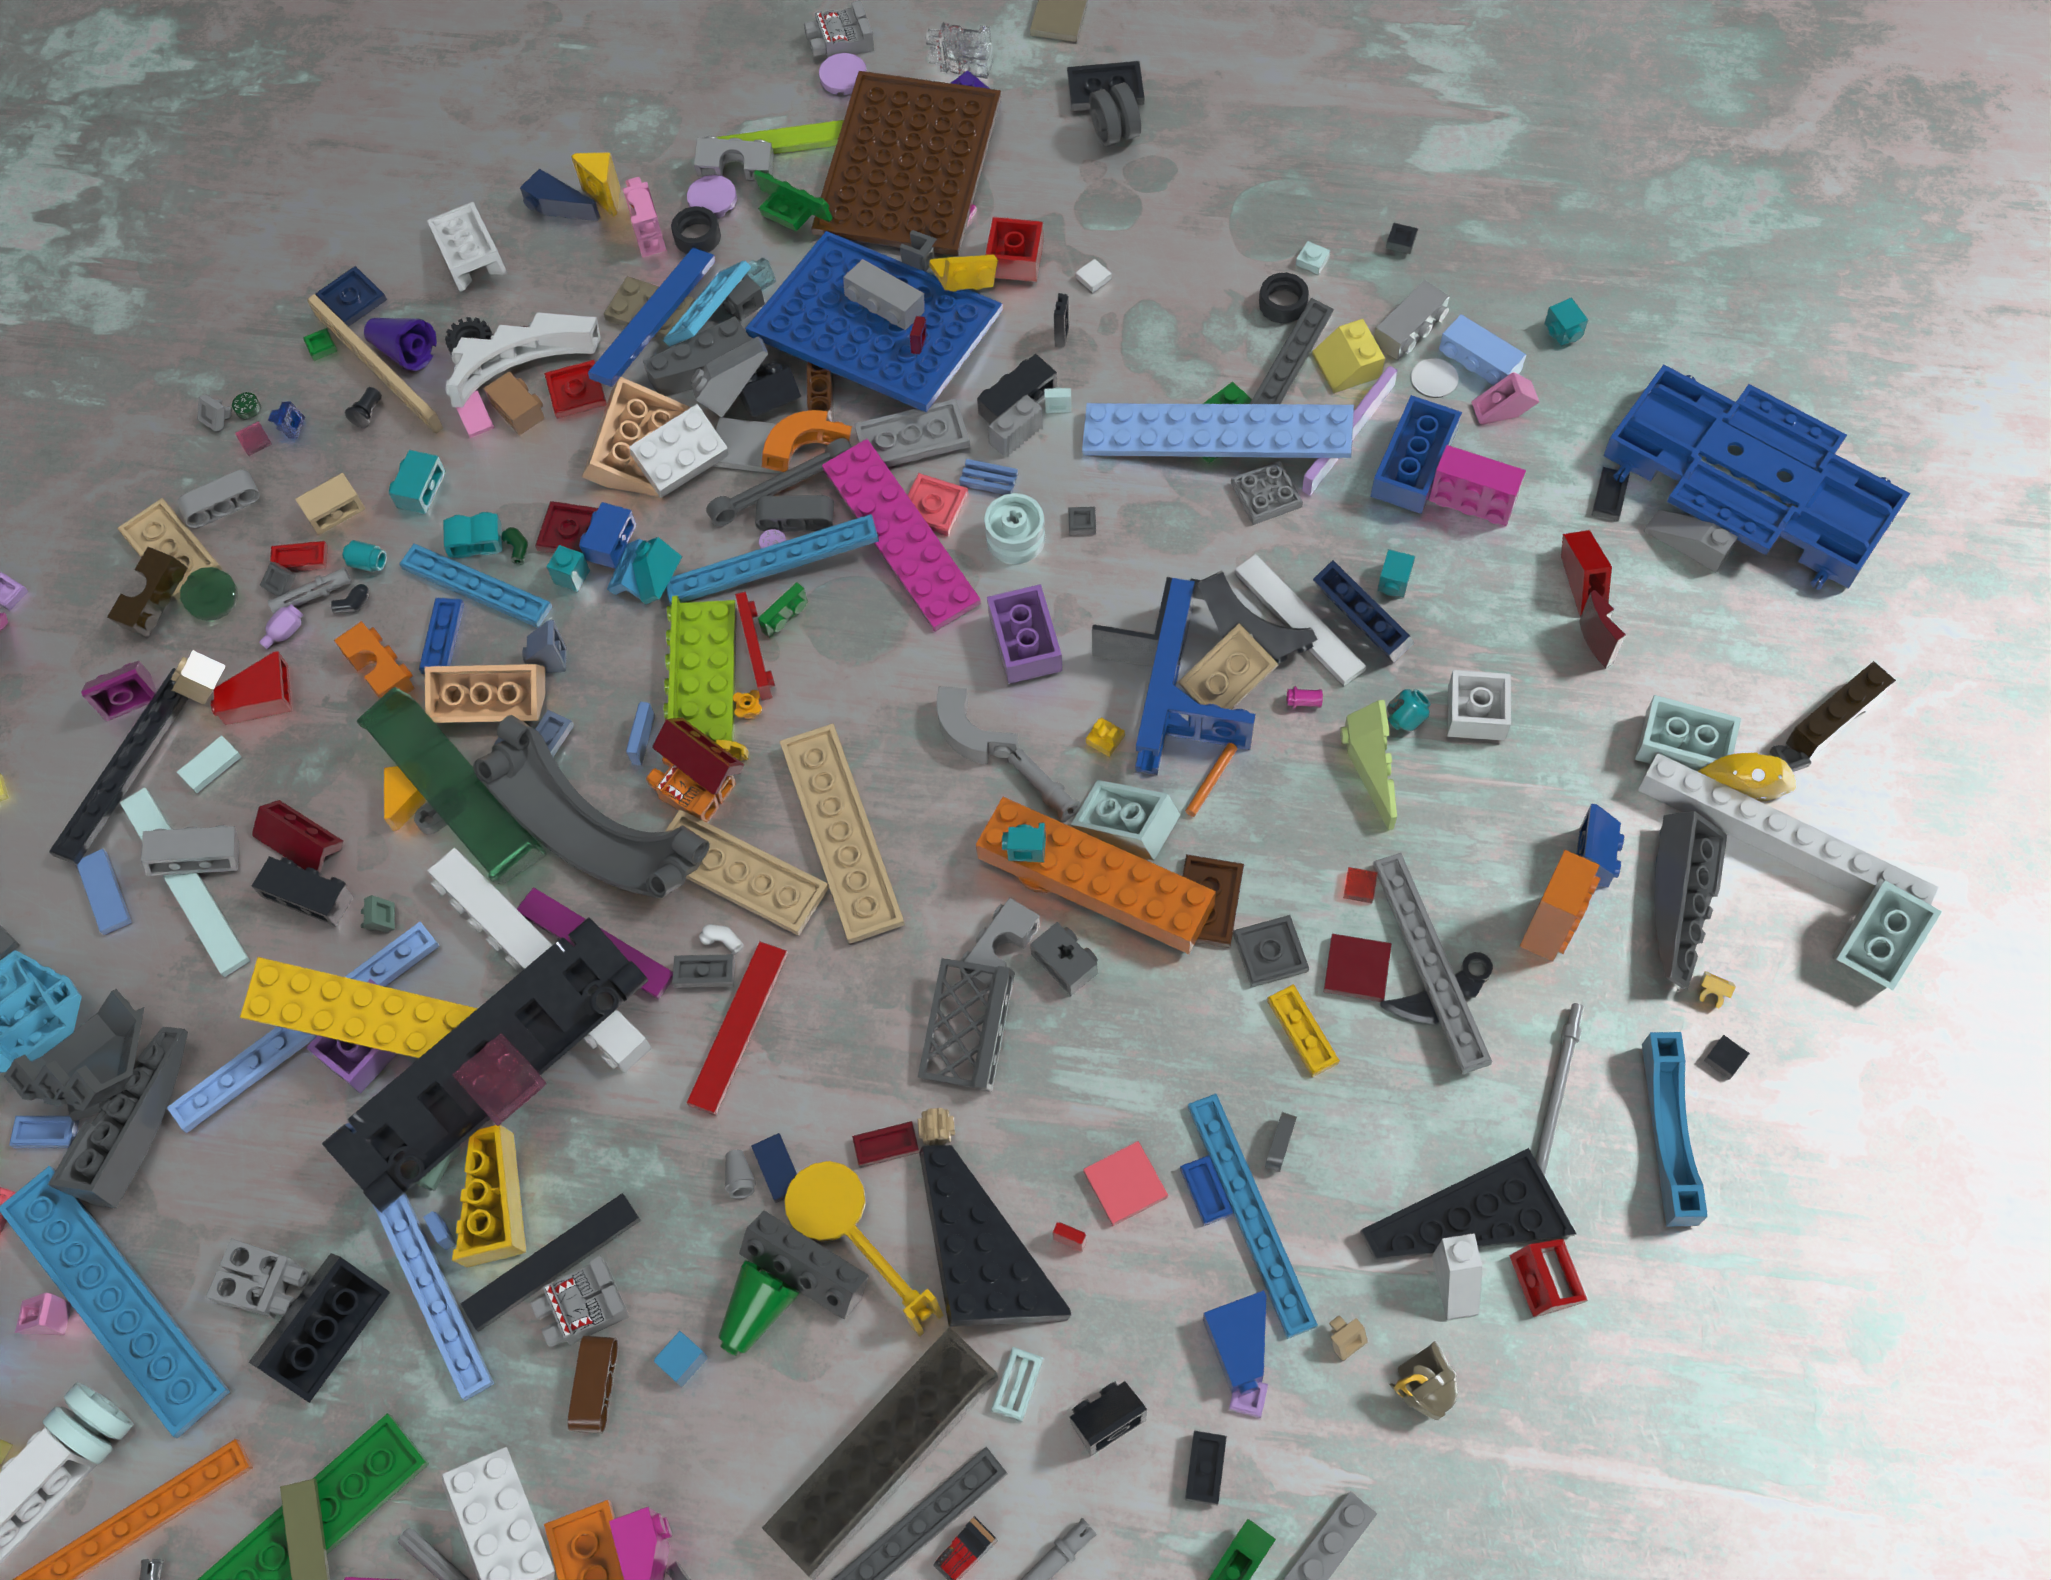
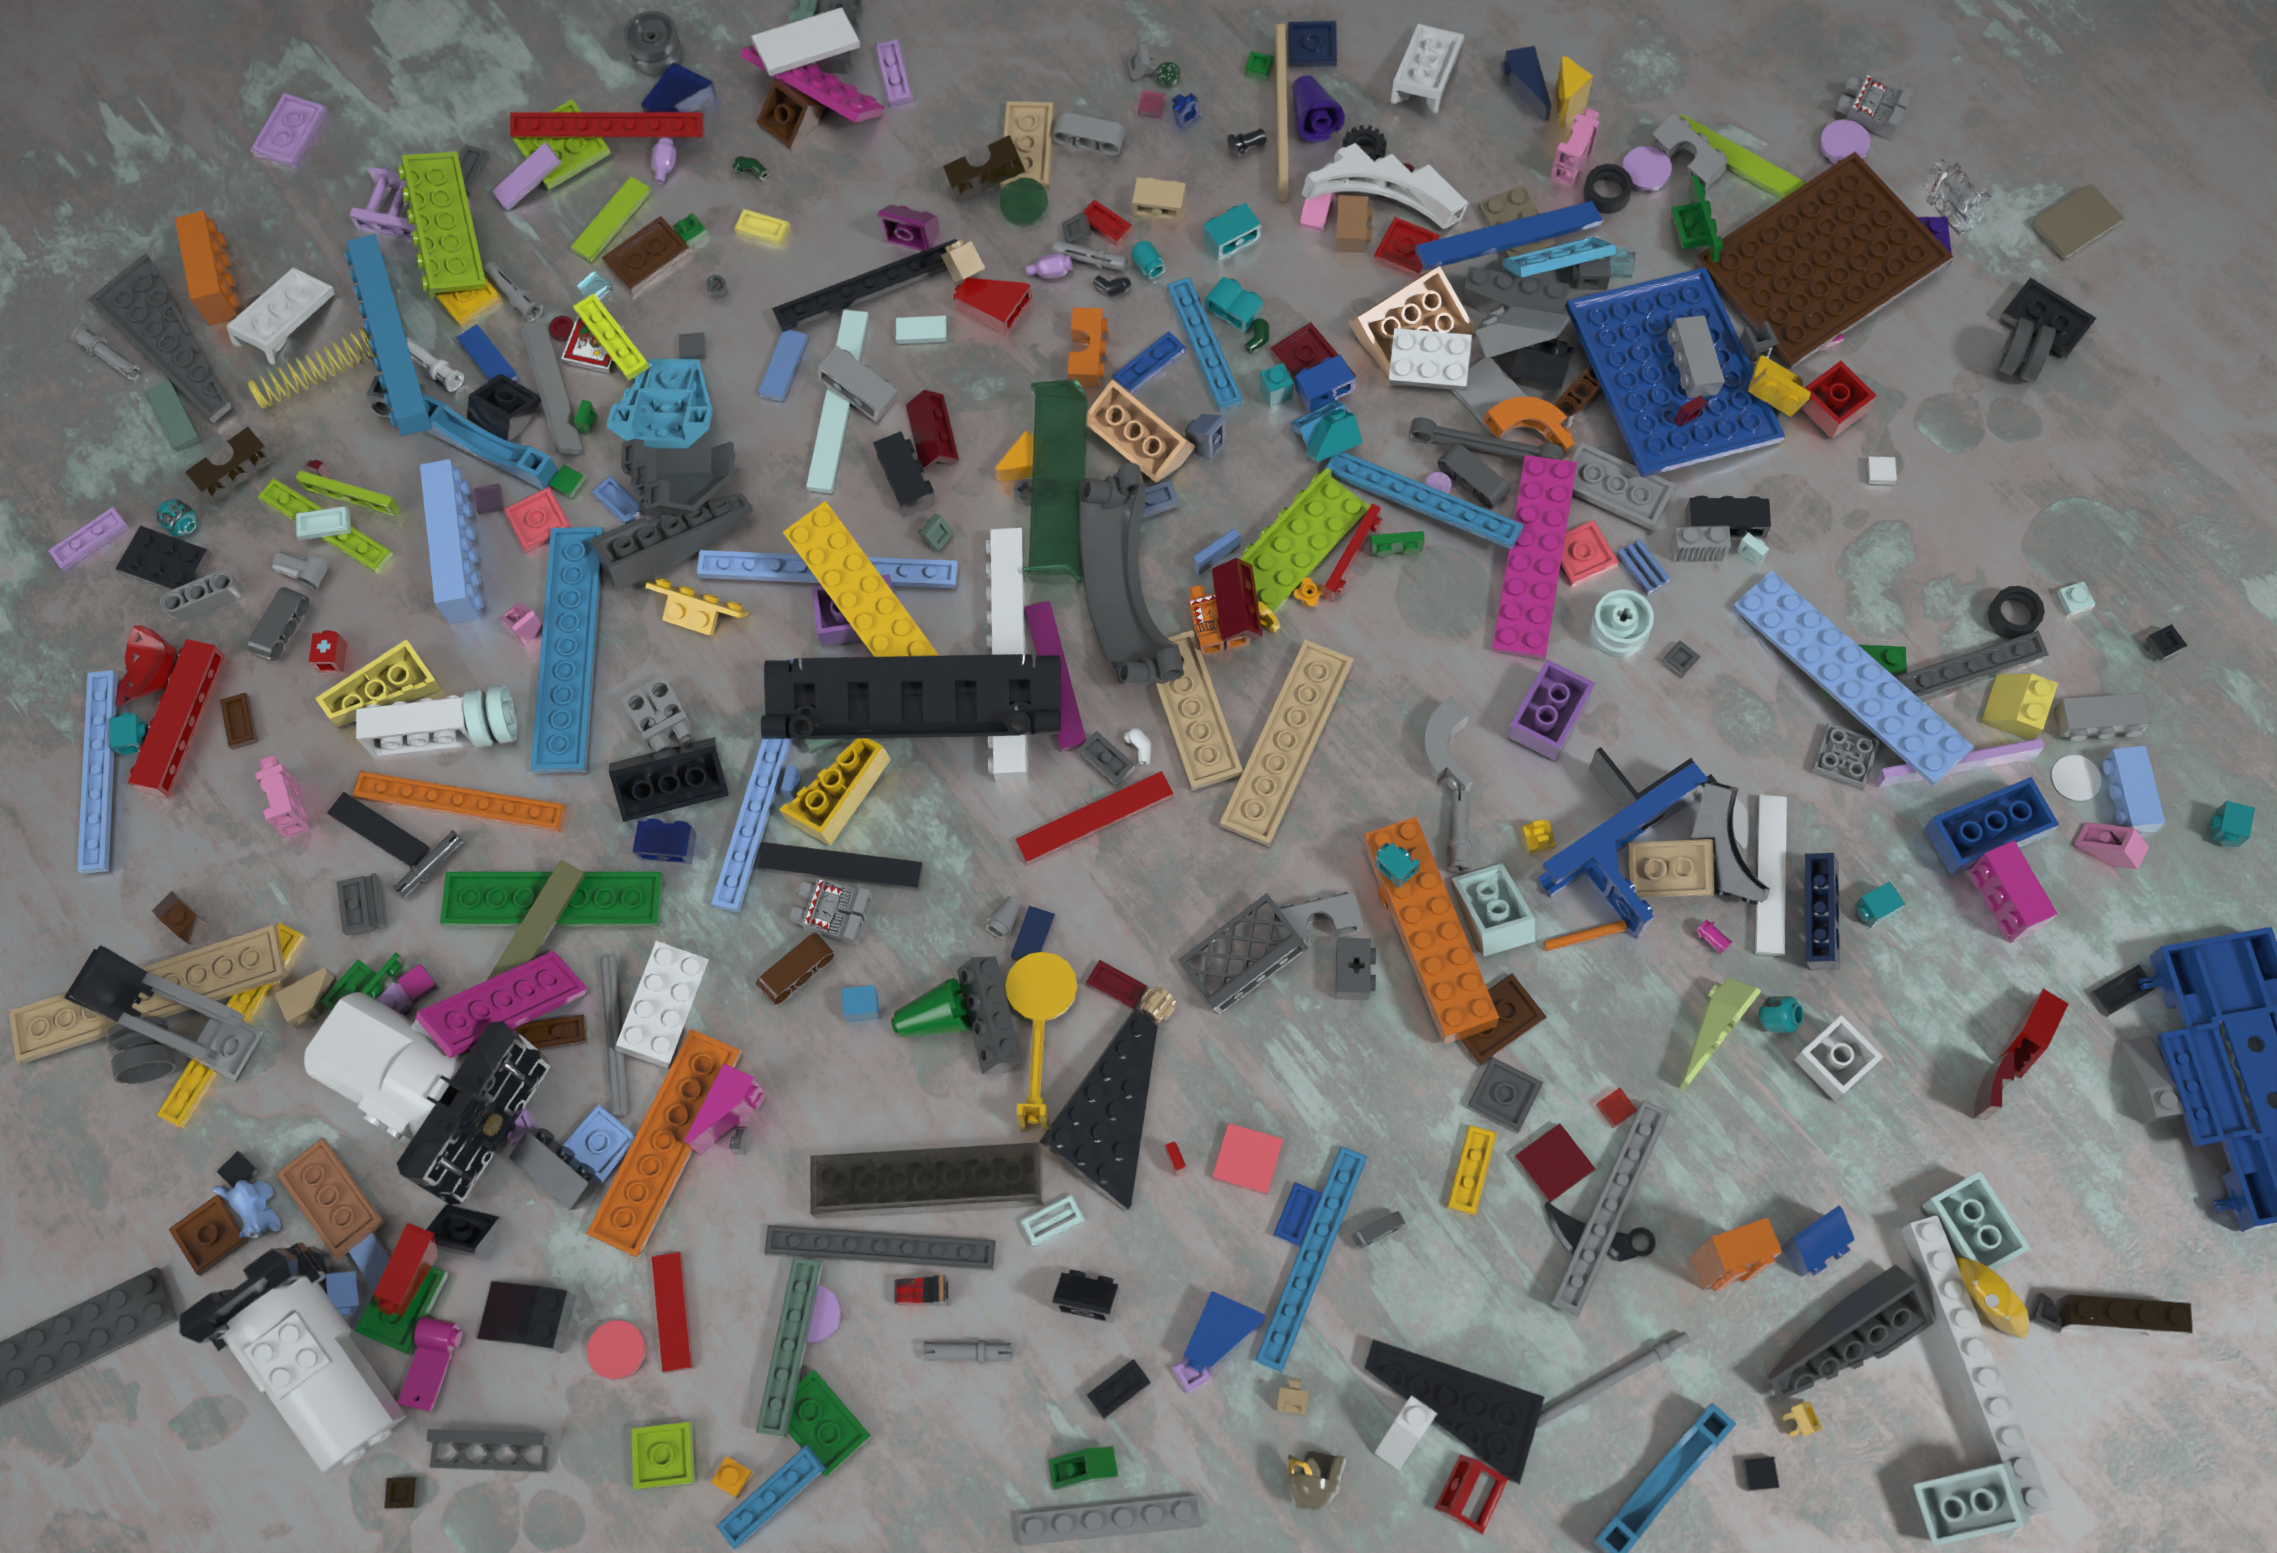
camera: 45 degrees right, 5 degrees up
(208, 1164) = (692, 609): none -> yellow bracket
(366, 1384) = (664, 841): none -> clear blue brick
(499, 1079) = (904, 717): clear pink brick -> none
(1061, 320) = (1815, 486): black tile -> none

